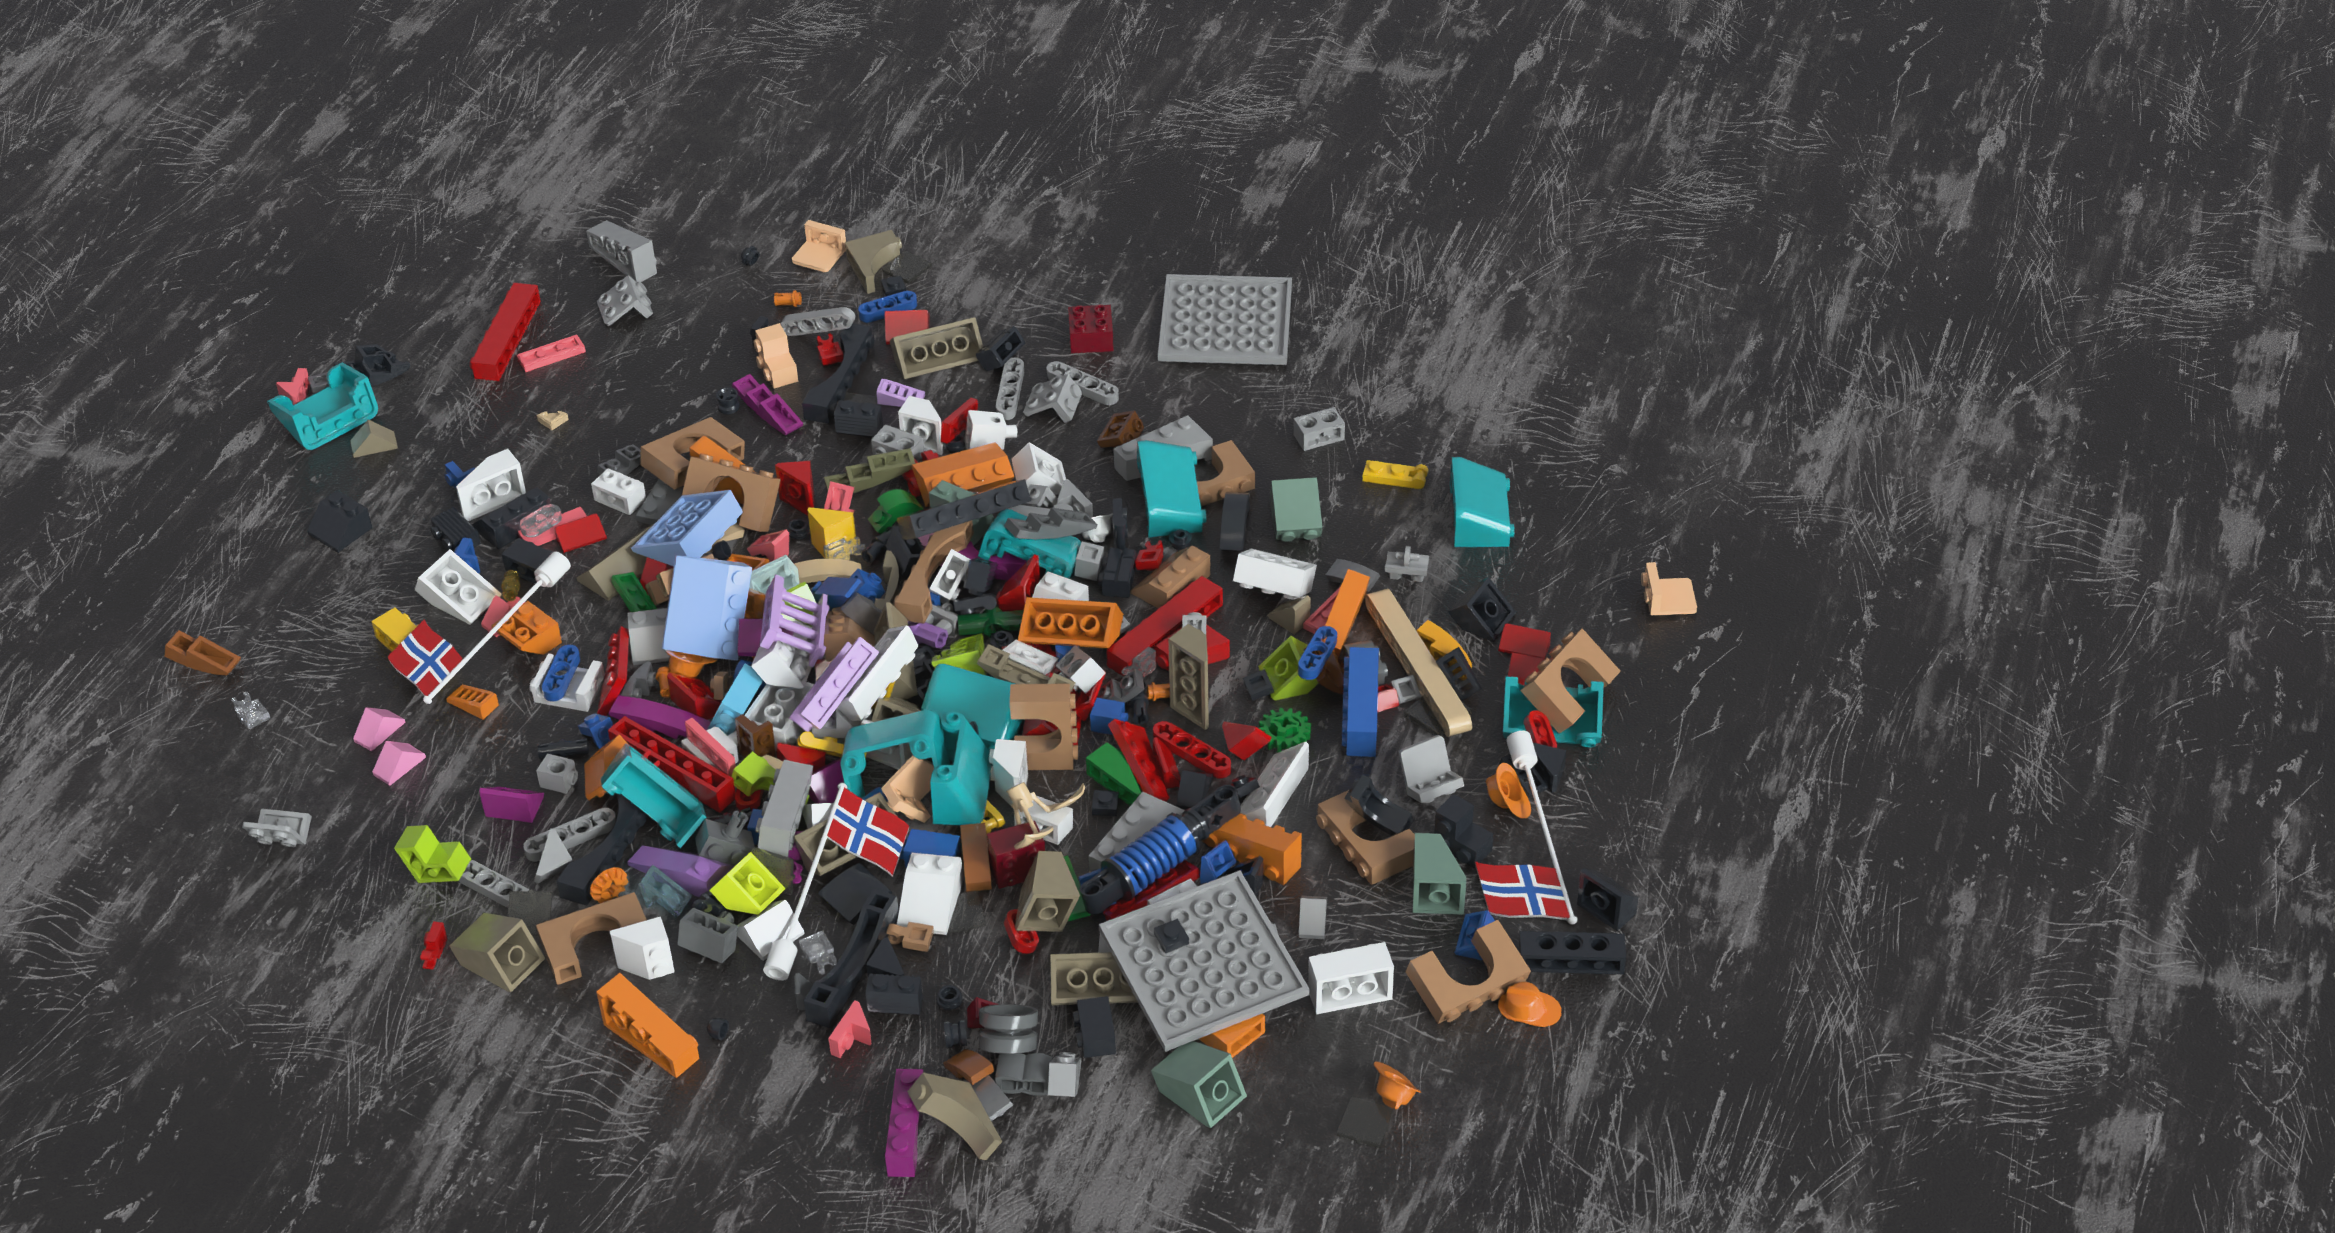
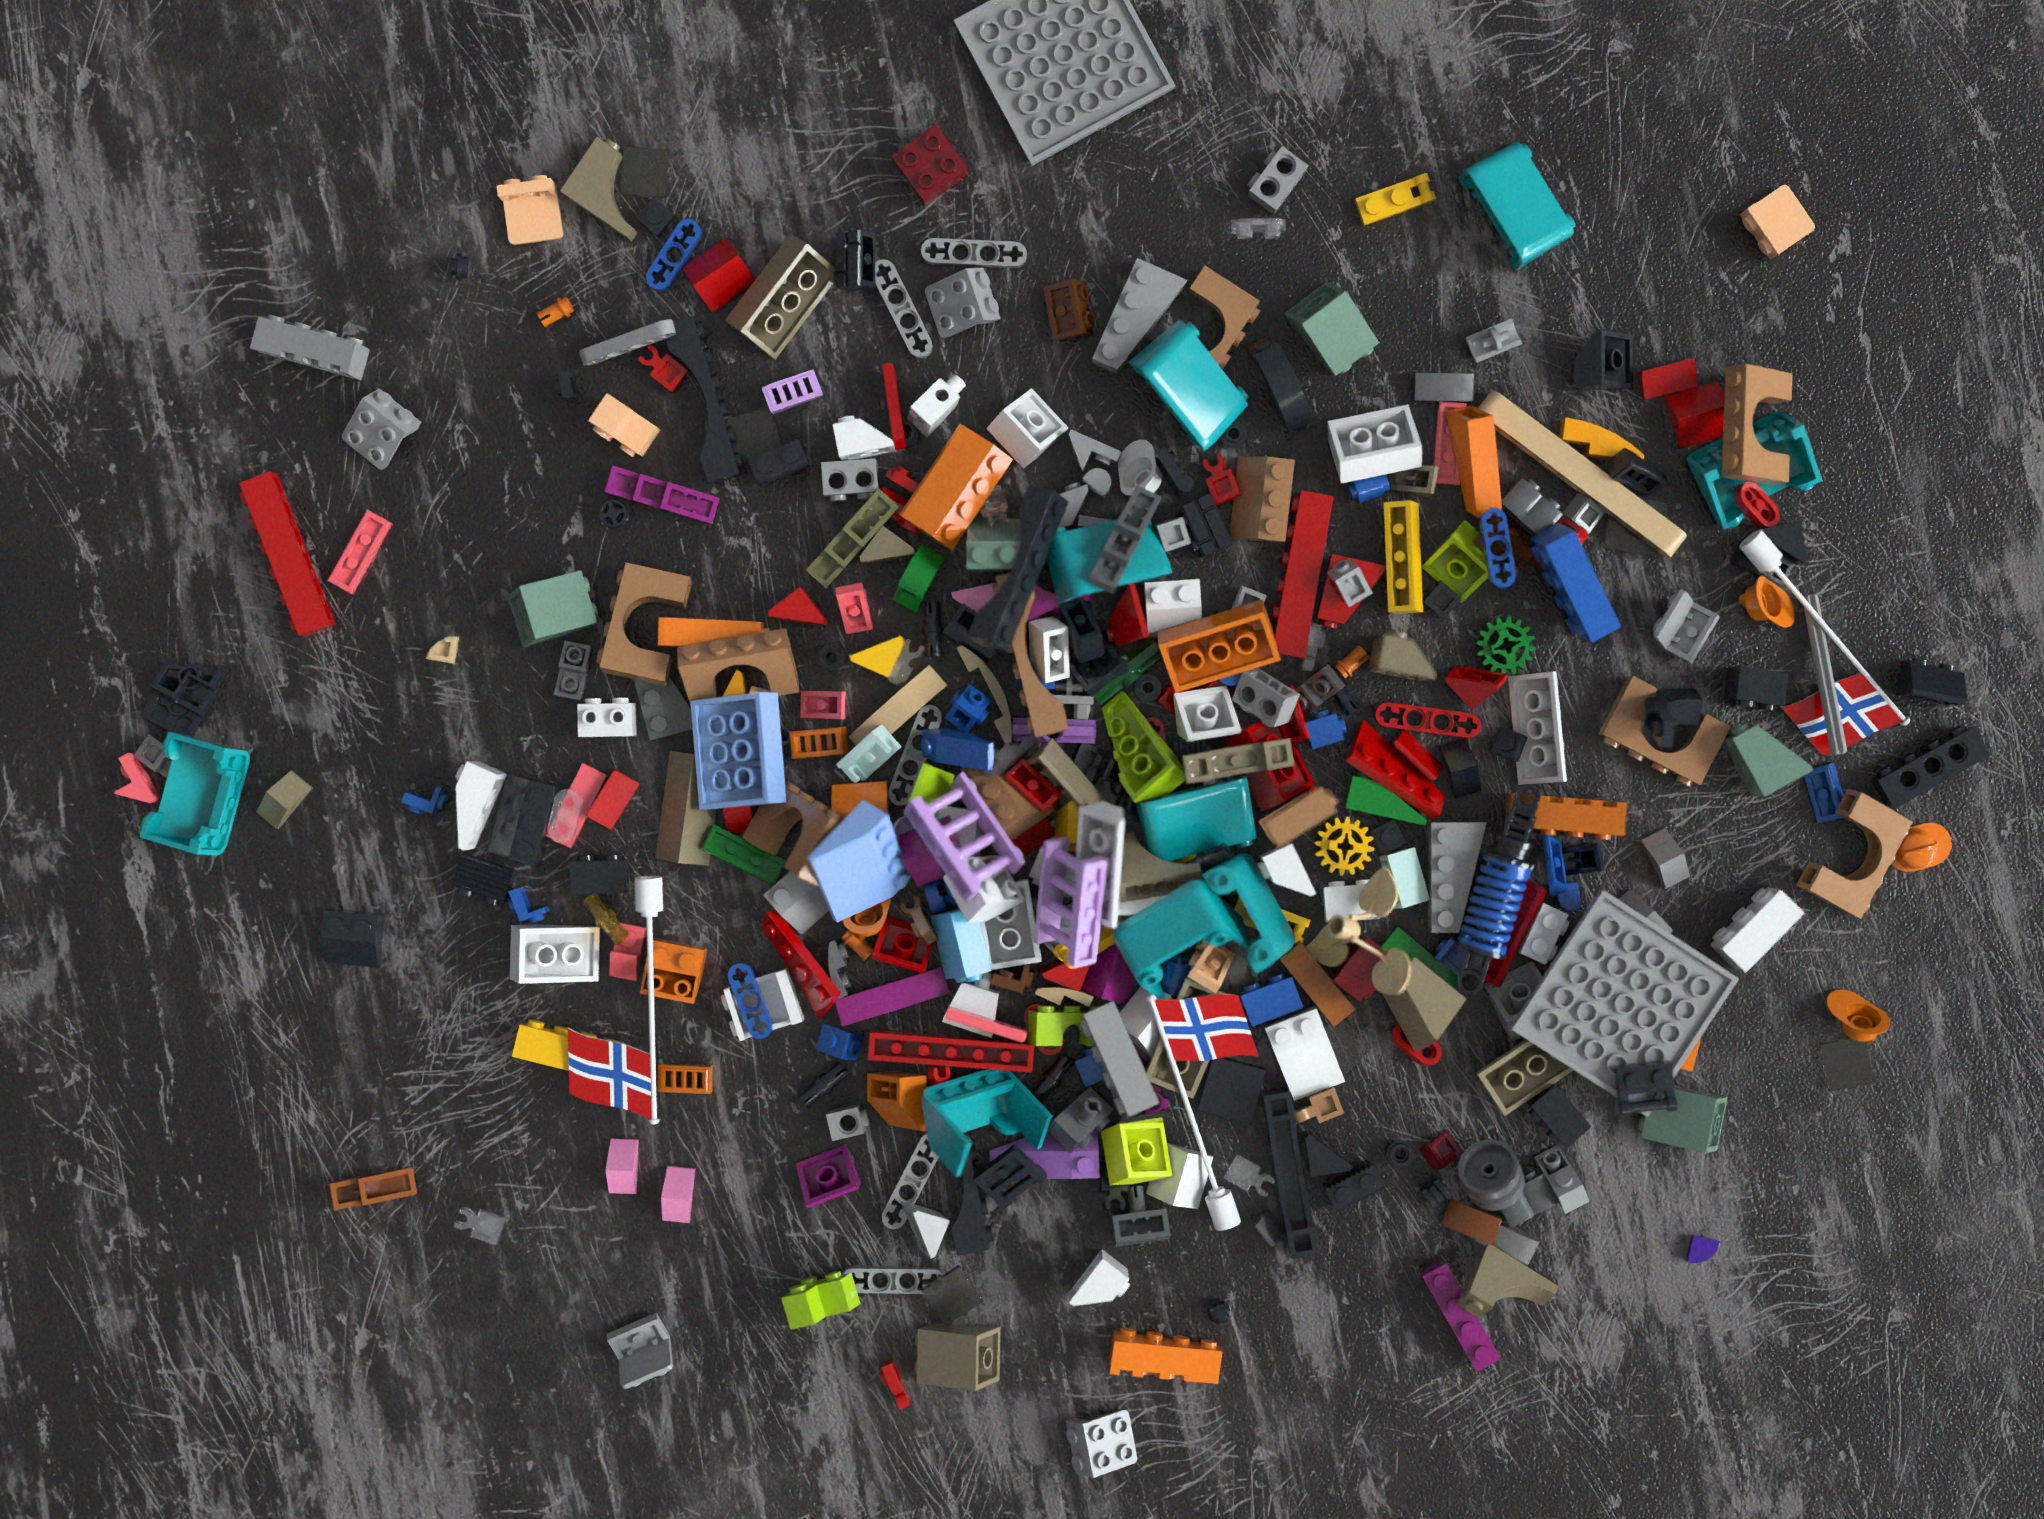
camera: 35 degrees left, 45 degrees up
(549, 1065) = (1101, 1443): none -> bracket
(561, 934) = (1041, 1246): medium nougat arch -> none
(601, 886) = (1005, 1226): orange gear -> none
(640, 420) = (552, 608): none -> sand green slope
(640, 842) = (1004, 1171): none -> black plate
(661, 889) = (1062, 1201): clear light blue slope -> none
(850, 1028) = (1341, 1238): coral slope -> none
(868, 630) = (1033, 786): none -> red slope
(881, 484) = (885, 547): none -> dark tan slope
(1041, 497) = (1057, 473): light grey bracket -> none
(1066, 784) = (1343, 859): none -> yellow gear
(1096, 825) = (1407, 876): none -> light aqua hinge
(1144, 1186) = (1701, 1249): none -> dark purple tile
(1171, 935) = (1587, 1004): black plate -> none
(1179, 1012) = (1645, 1079): none -> black plate
(1246, 645) = (1403, 557): none -> yellow brick
(1254, 602) = (1368, 488): none -> blue brick
(1286, 444) = (1268, 226): none -> clear plate
(1521, 856) = (1825, 679): none -> light grey axle

